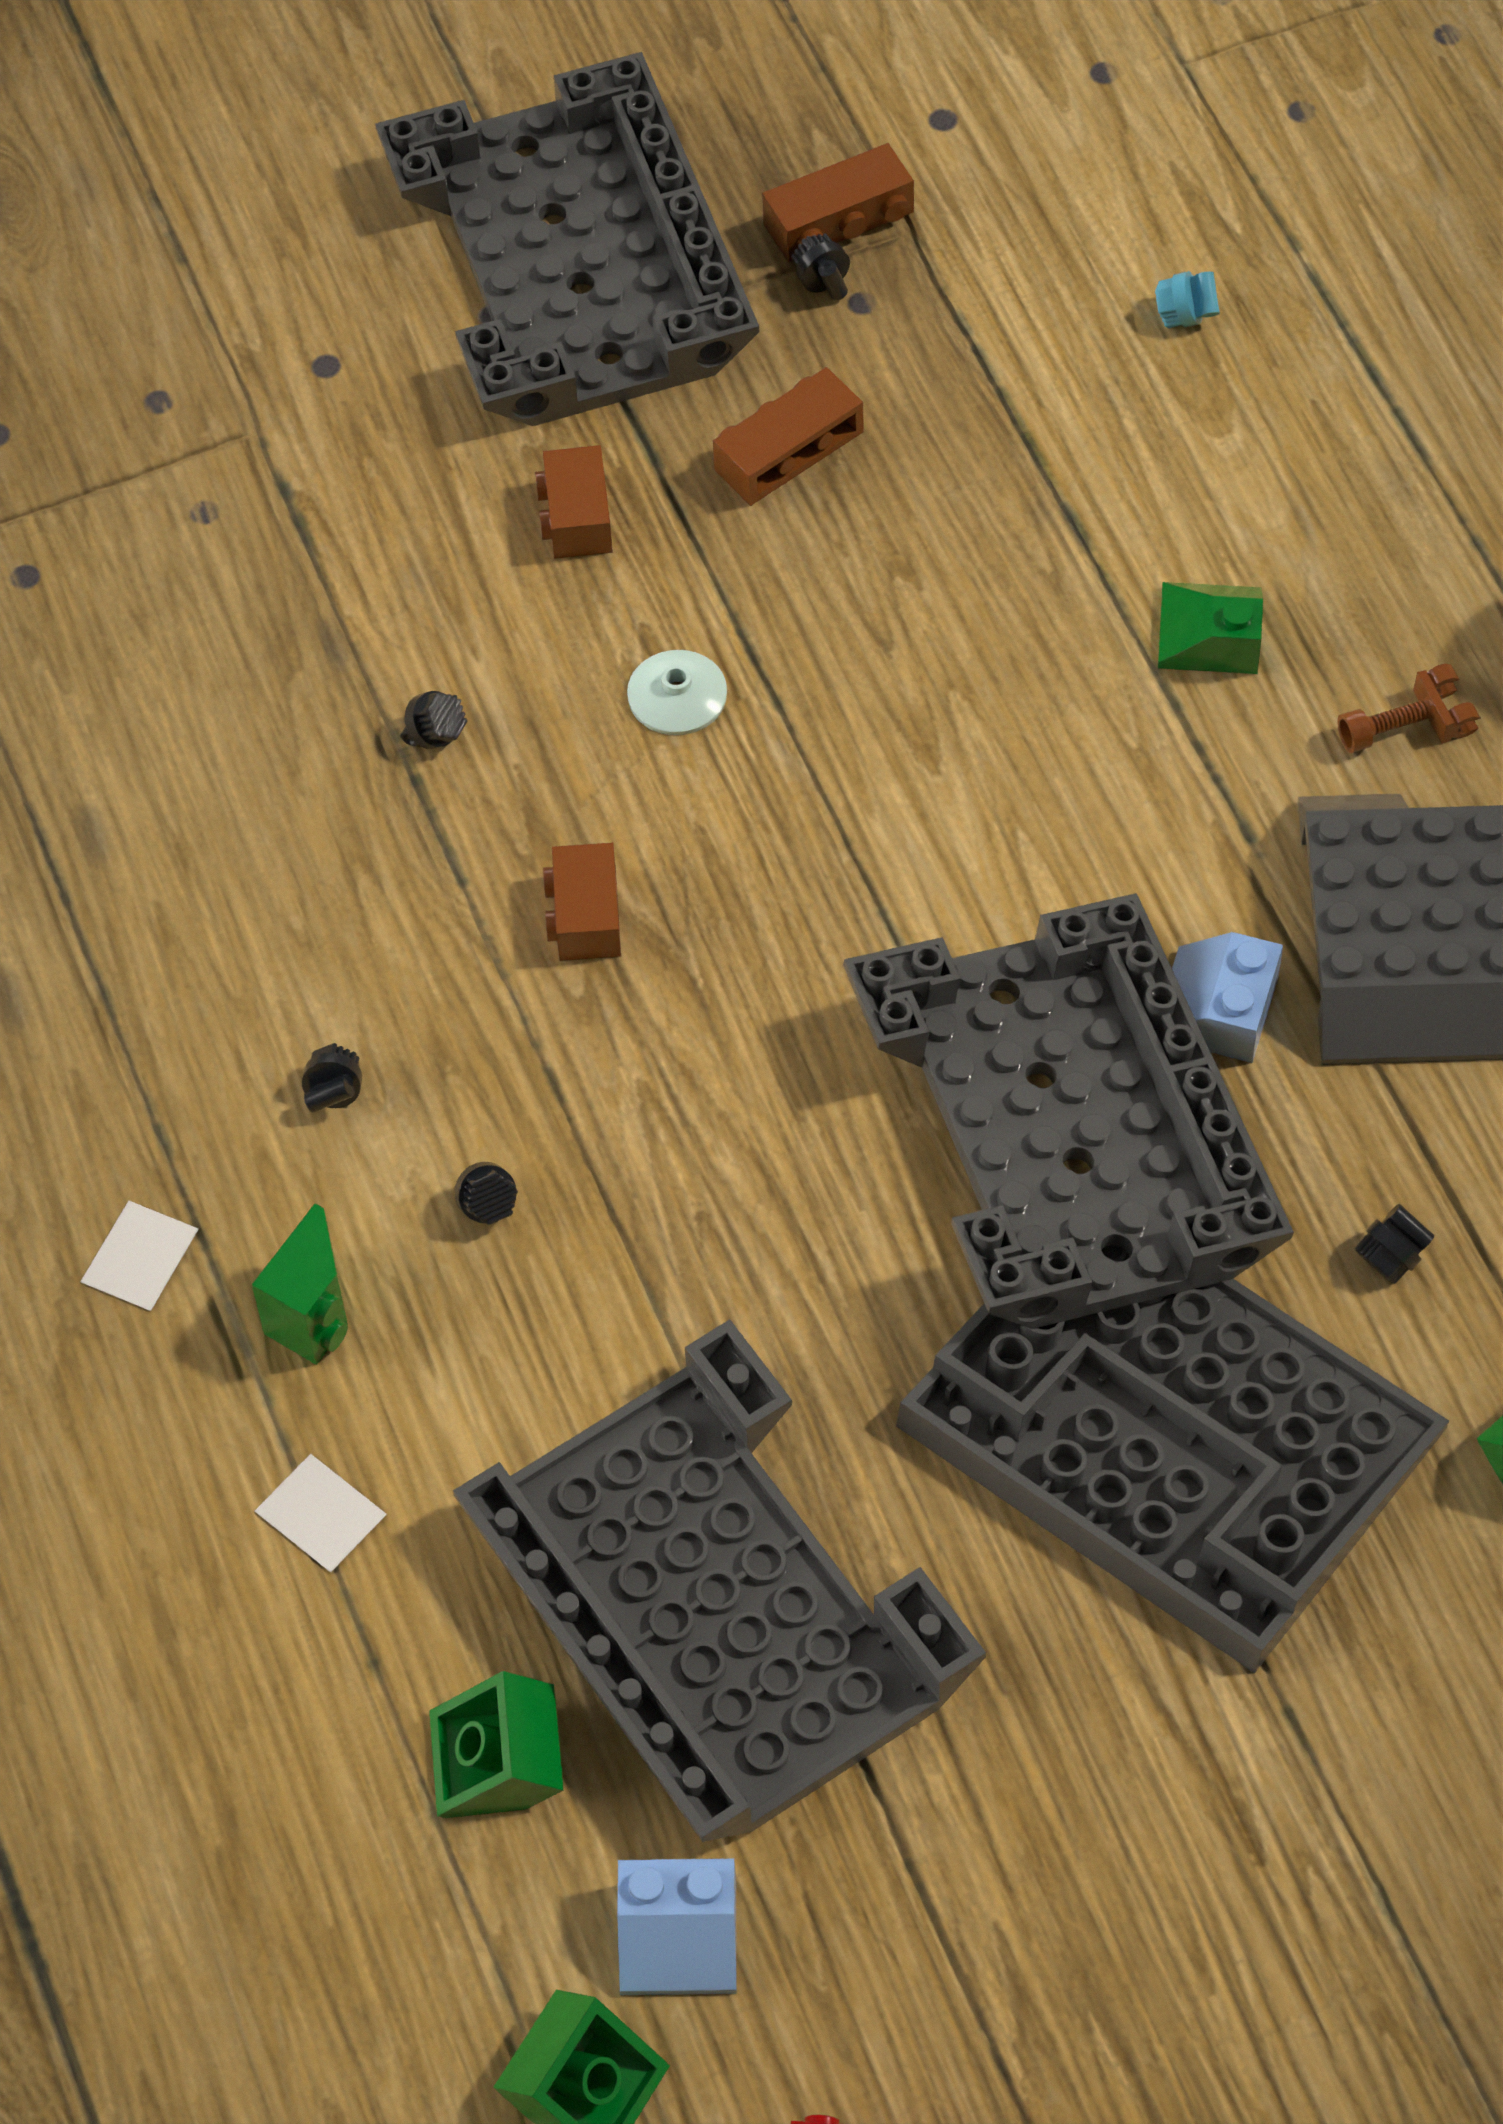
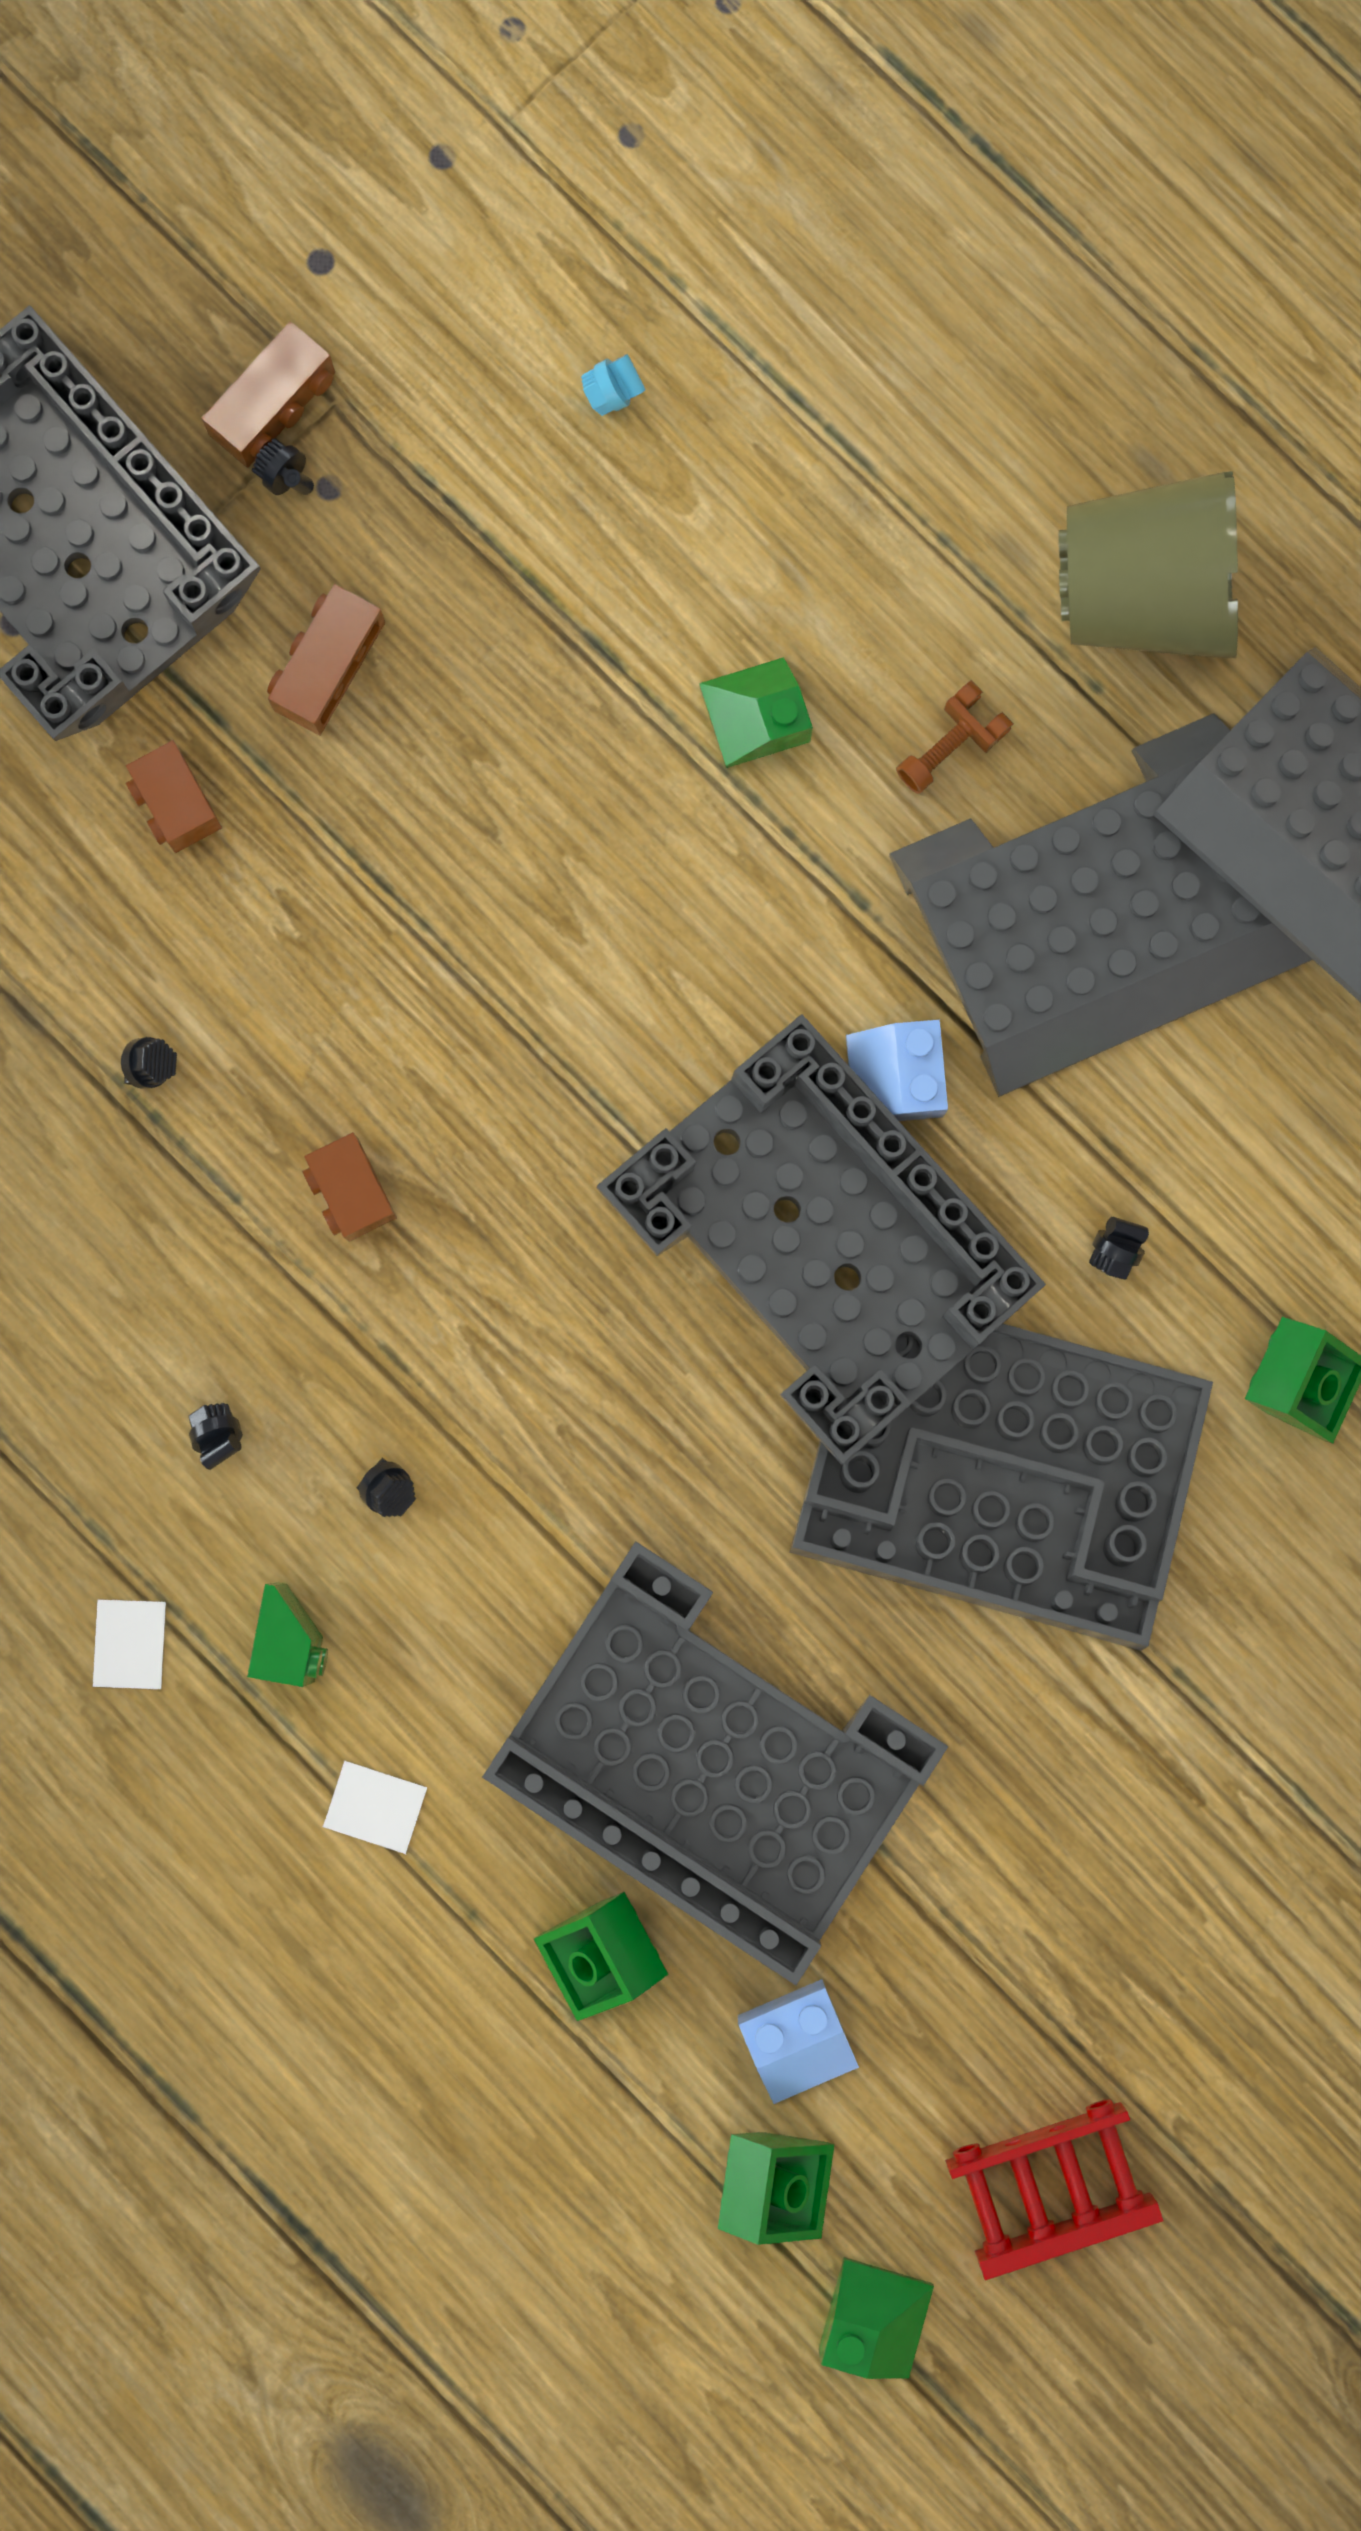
camera: 25 degrees left, 25 degrees up
(680, 707) = (343, 968): light aqua dish -> none

